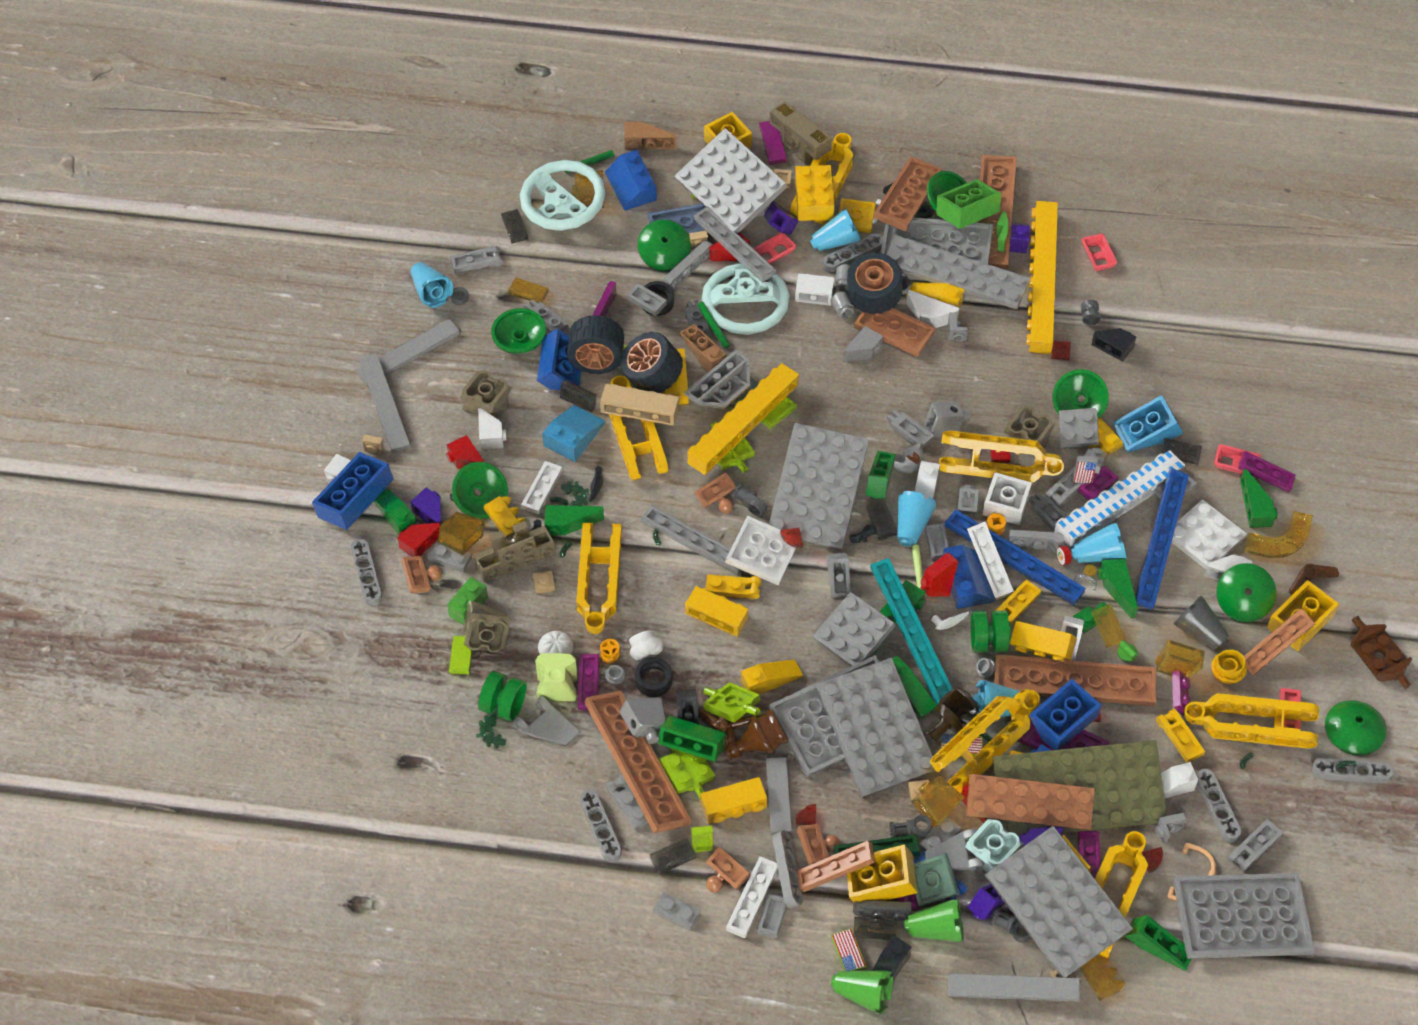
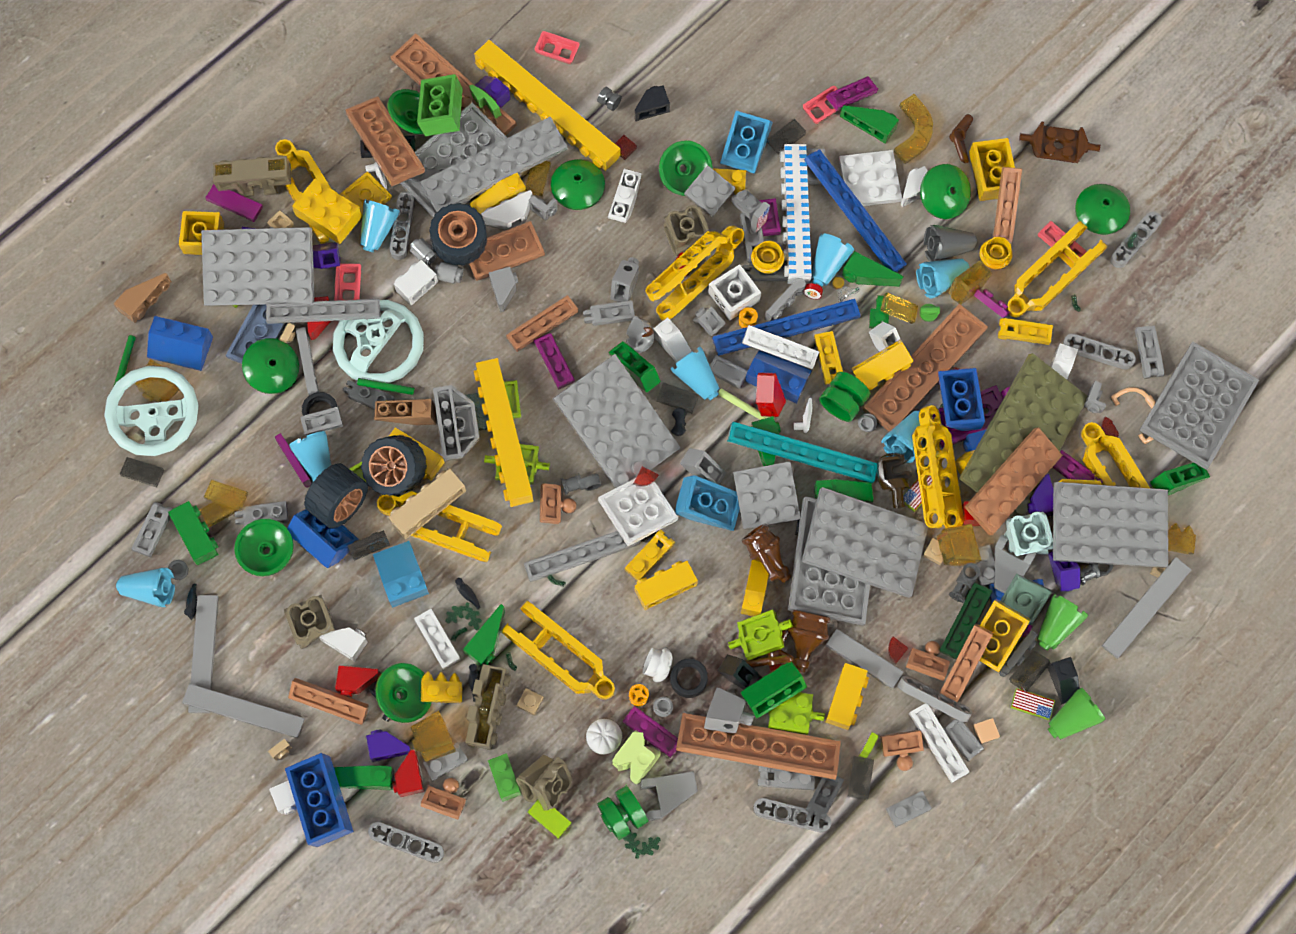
camera: 55 degrees left, 15 degrees up
(434, 322) = (191, 603): none -> black bar
(435, 450) = (328, 701): none -> nougat plate
(494, 284) = (194, 532): none -> green brick
(539, 283) = (226, 495): none -> clear yellow tile
(621, 308) = (312, 453): none -> medium azure cone
(631, 837) = (823, 798): none -> dark grey hinge
(794, 929) = (986, 731): none -> light nougat tile
(807, 657) = (766, 549): none -> reddish brown piece
(810, 596) = (707, 503): none -> dark azure slope
(839, 414) = (554, 361): none -> magenta tile
(859, 390) = (542, 323): none -> nougat plate
(978, 311) = (537, 178): none -> clear yellow tile
(997, 347) = (577, 193): none -> green dish
(1016, 374) = (625, 196): none -> white slope
(1058, 499) = (767, 257): none -> yellow piece
(1165, 628) = (938, 276): none -> medium azure cone

